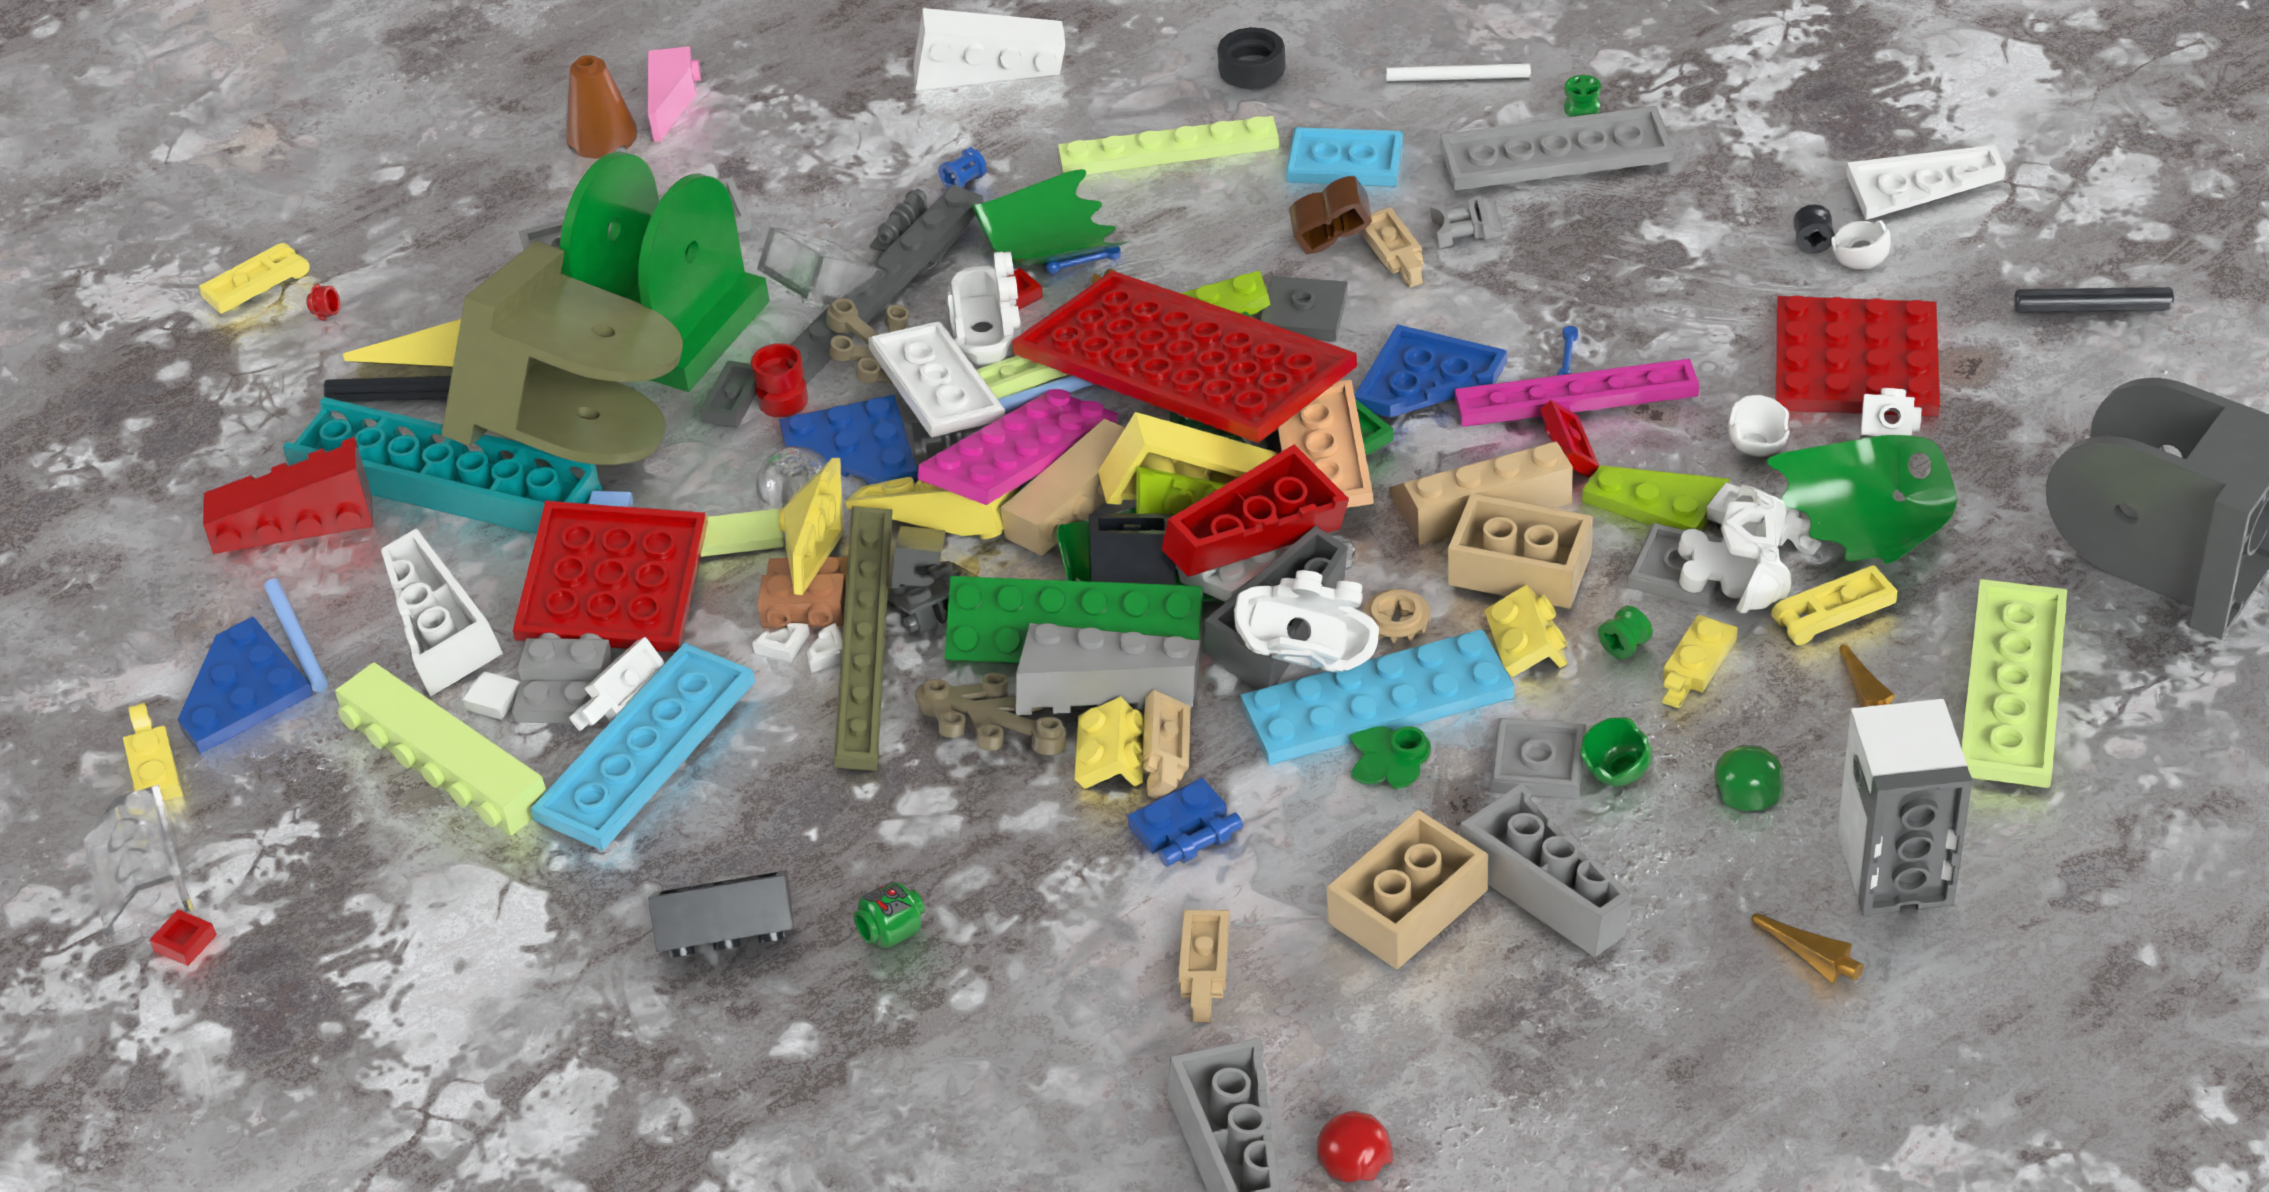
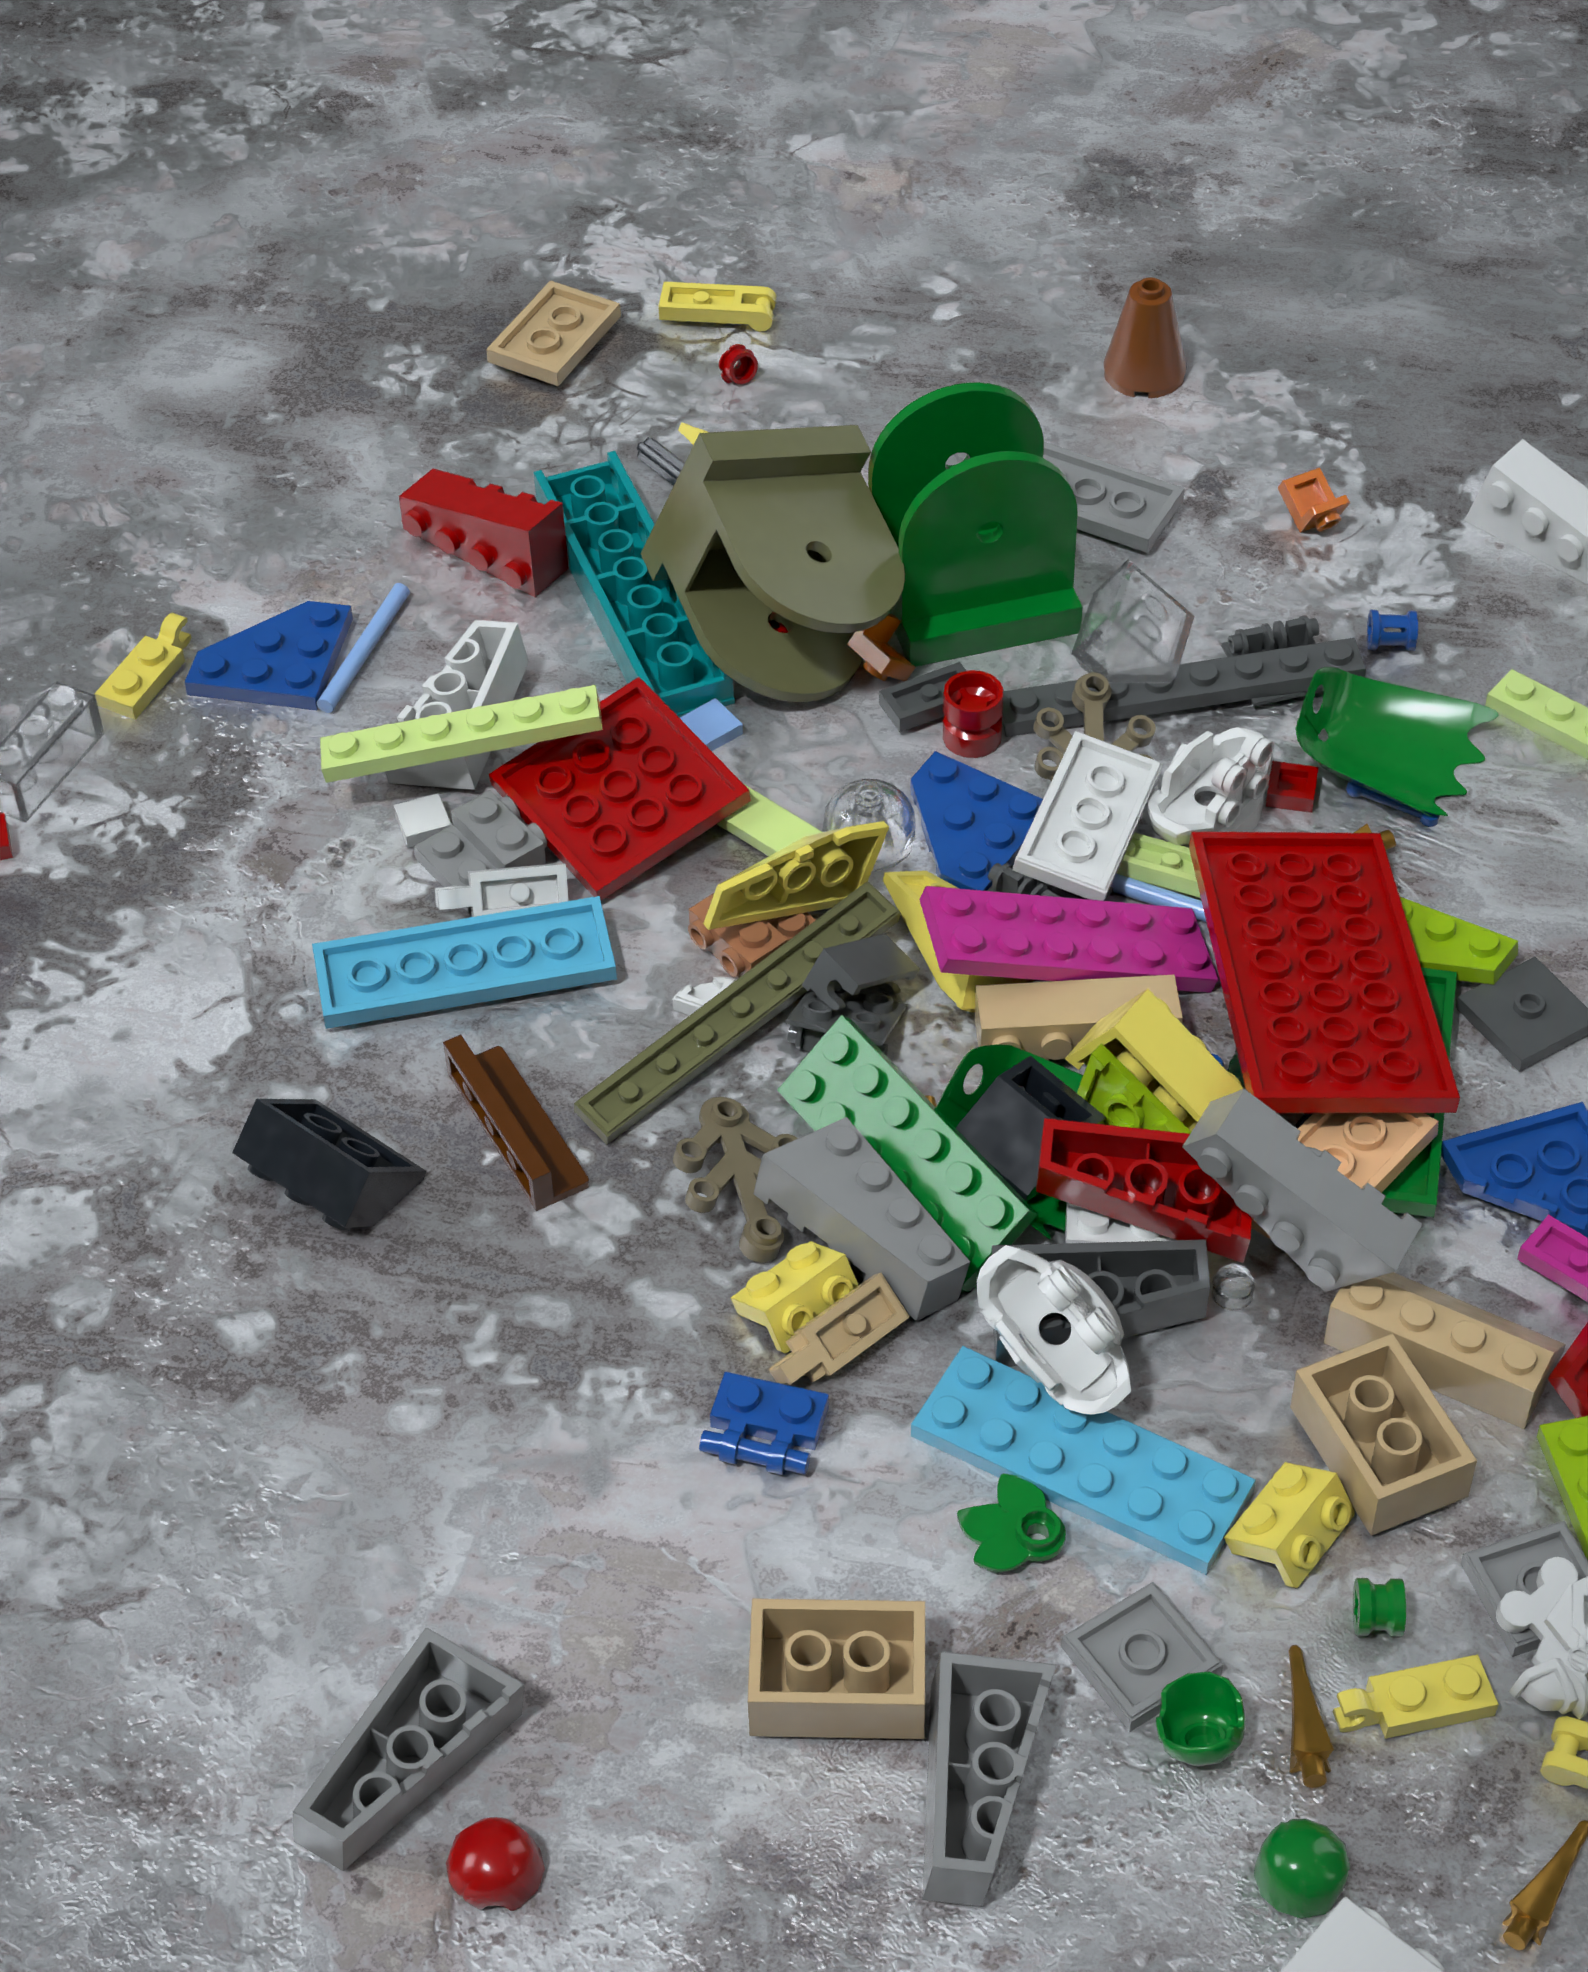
camera: 45 degrees right, 5 degrees up
(157, 368) = (553, 333): none -> tan plate
(440, 748) = (321, 845): yellowish green brick -> none
(475, 612) = (460, 733): none -> yellowish green plate
(670, 87) = (1242, 364): bright pink slope -> none
(672, 395) = (879, 655): none -> orange bracket
(783, 643) = (683, 962): white tile -> none
(804, 803) = (515, 1123): none -> reddish brown panel
(819, 135) = (1312, 501): none -> orange bracket
(889, 915) = (428, 1284): green head -> none
(1204, 959) = (607, 1566): tan hinge -> none
(1356, 451) = (1299, 1194): none -> light grey wedge
(1412, 608) = (1203, 1376): tan gear -> none
(1671, 720) = (1309, 1736): none -> pearl gold piece

